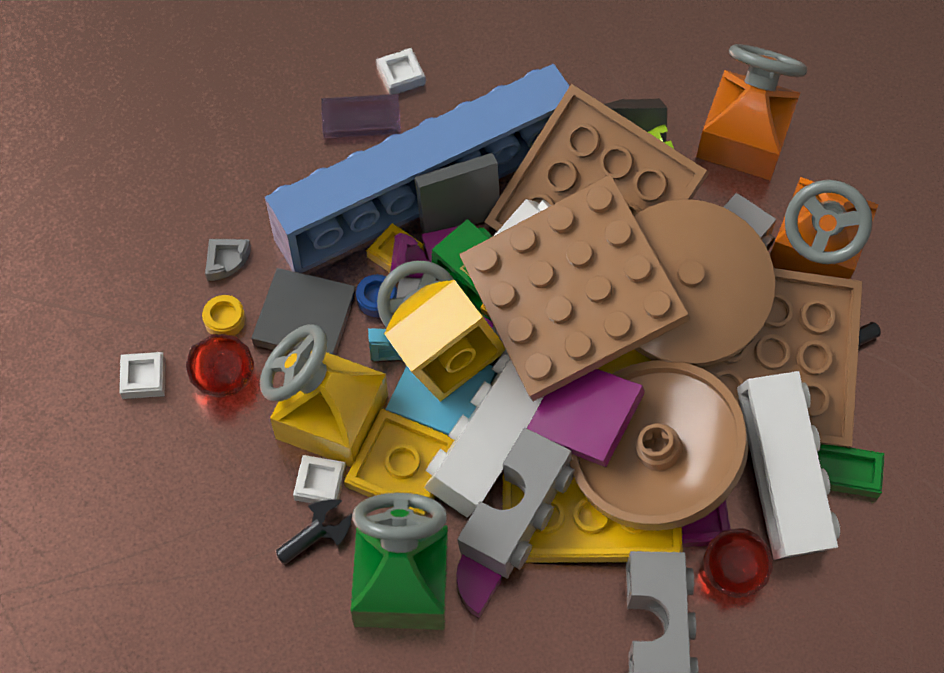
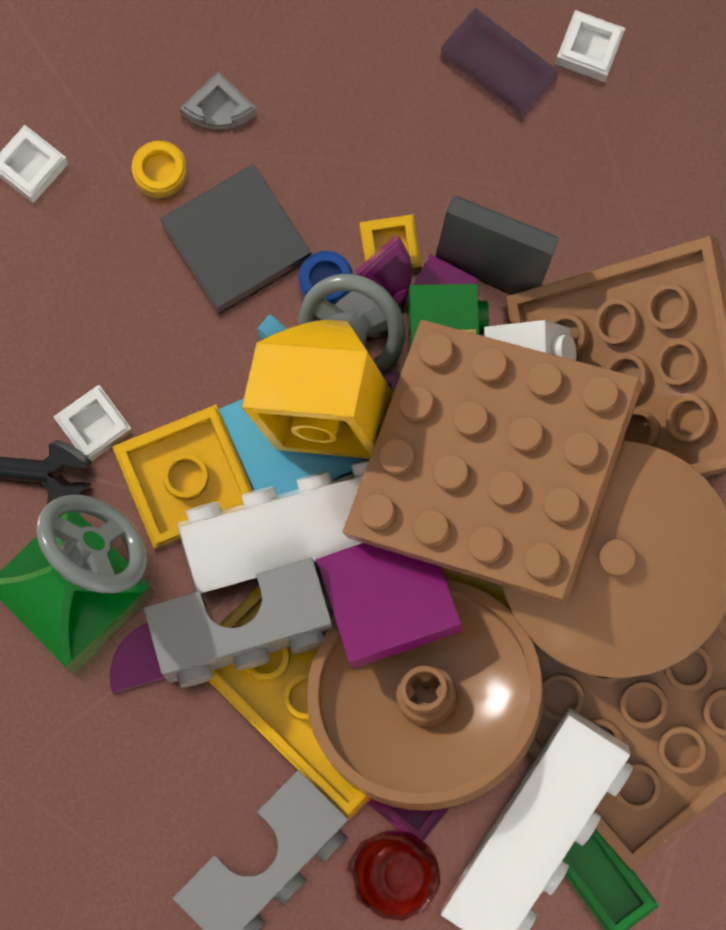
camera: 40 degrees right, 15 degrees up
(220, 365) = (99, 223): clear red hair -> none
(324, 398) = (159, 344): yellow piece -> none
(377, 186) = (416, 166): medium blue brick -> none

